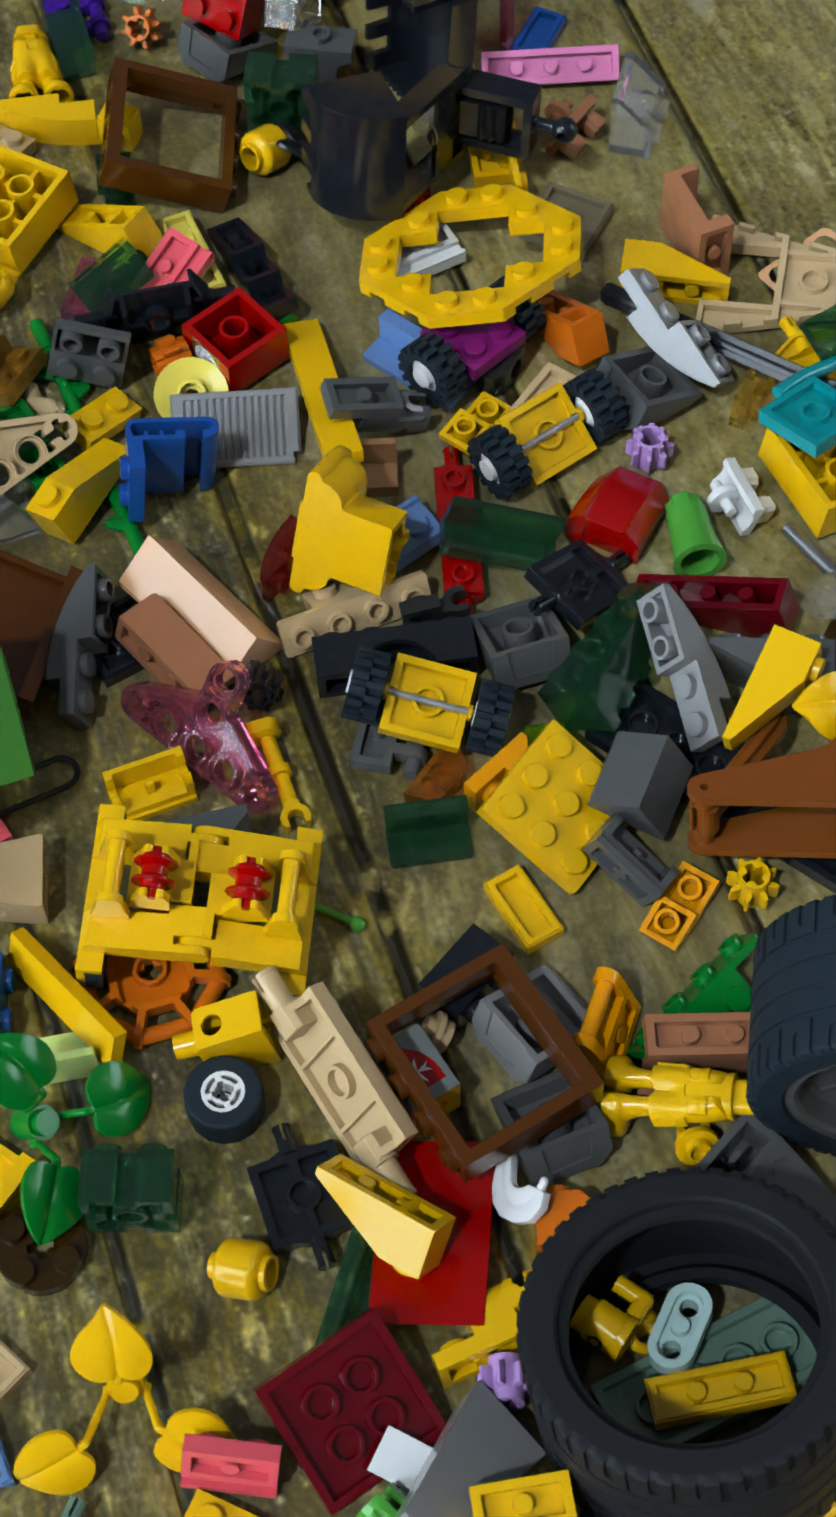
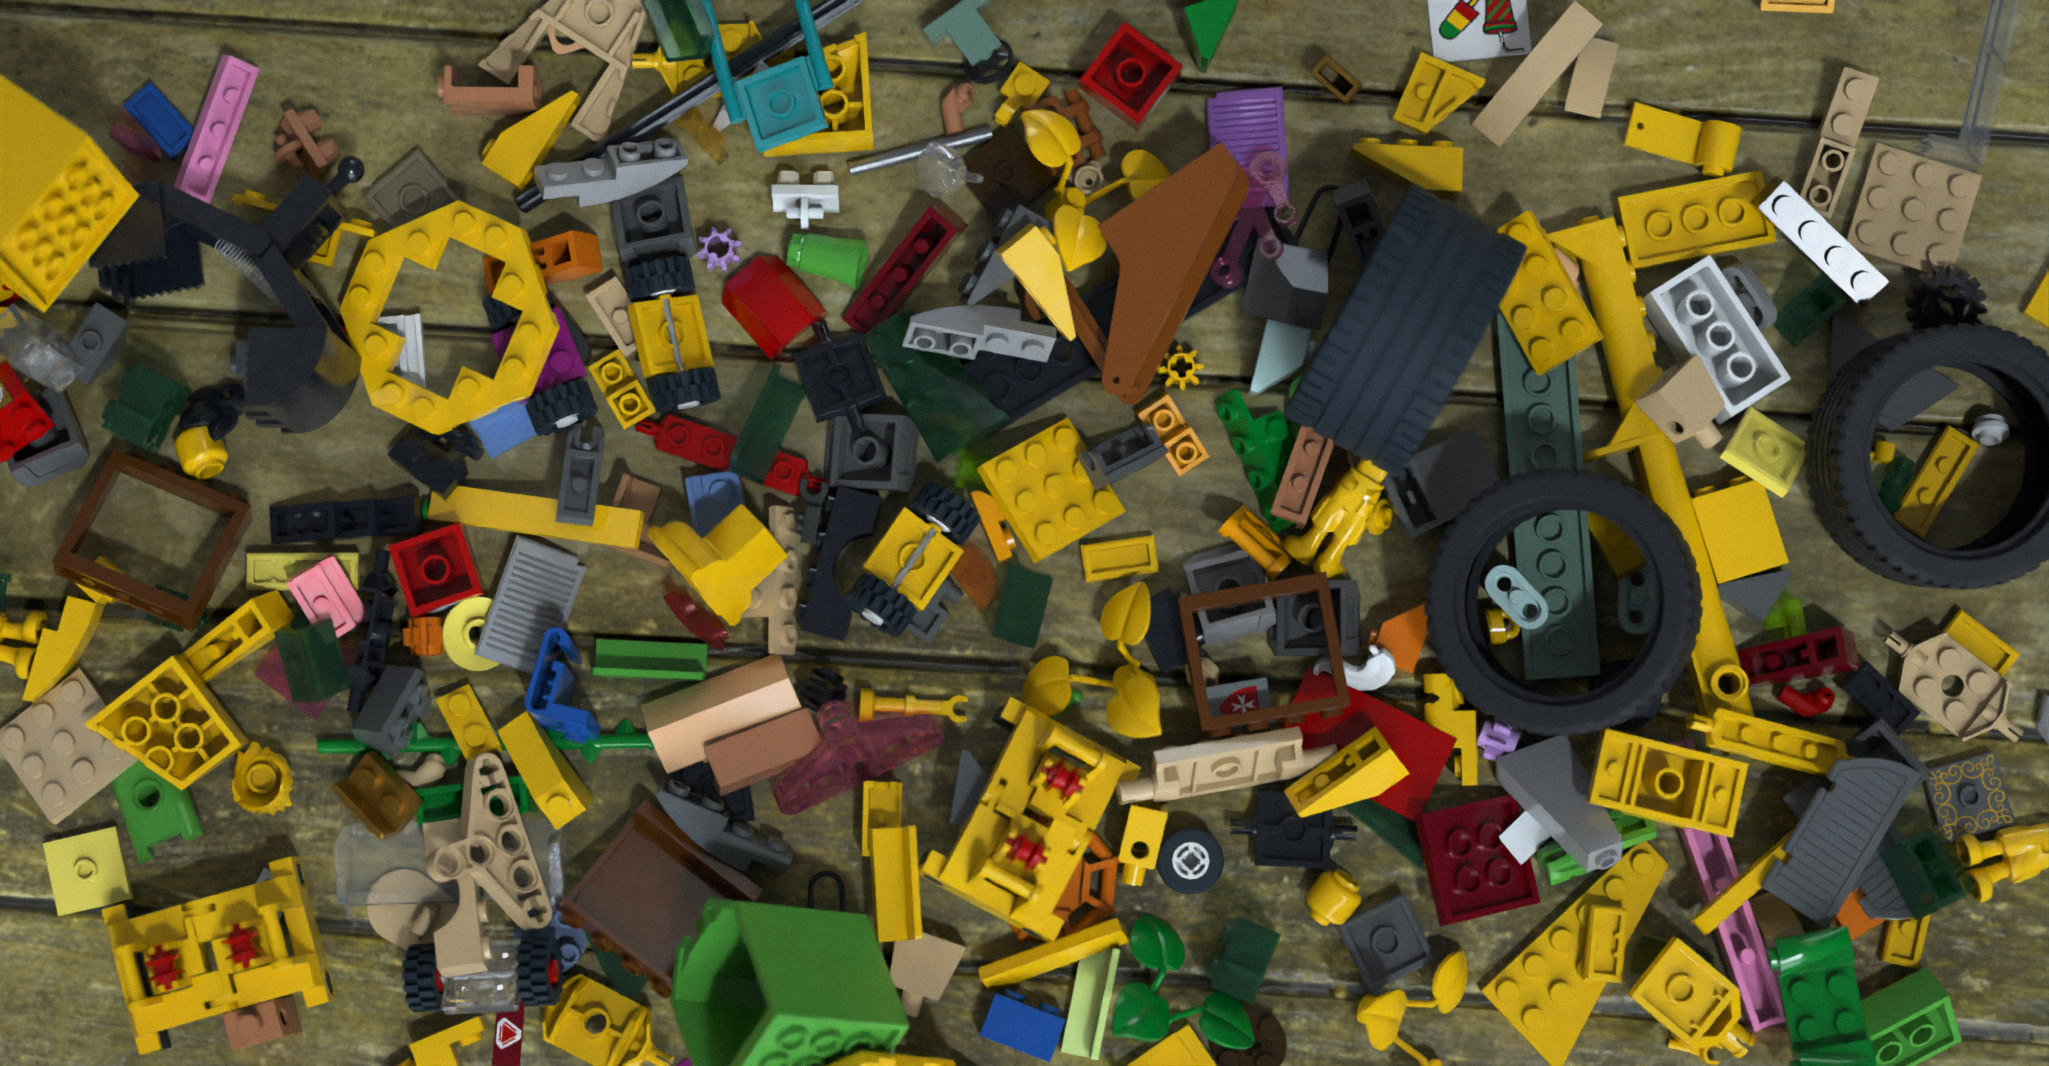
camera: 70 degrees left, 25 degrees up
(78, 806) = (895, 884): none -> yellow panel
(214, 1352) = (1386, 942): none -> dark grey plate
(226, 540) = (651, 660): none -> bright green panel
(230, 1465) = (1474, 973): coral plate -> none
(333, 308) = (430, 464): none -> black plate
(396, 959) = (1136, 706): none -> yellow plant
(608, 1326) = (1500, 648): yellow piece -> none
(637, 109) = (321, 75): clear slope -> none
(642, 781) = (1062, 419): dark grey slope -> none
(720, 1390) = (1572, 590): yellow tile -> none

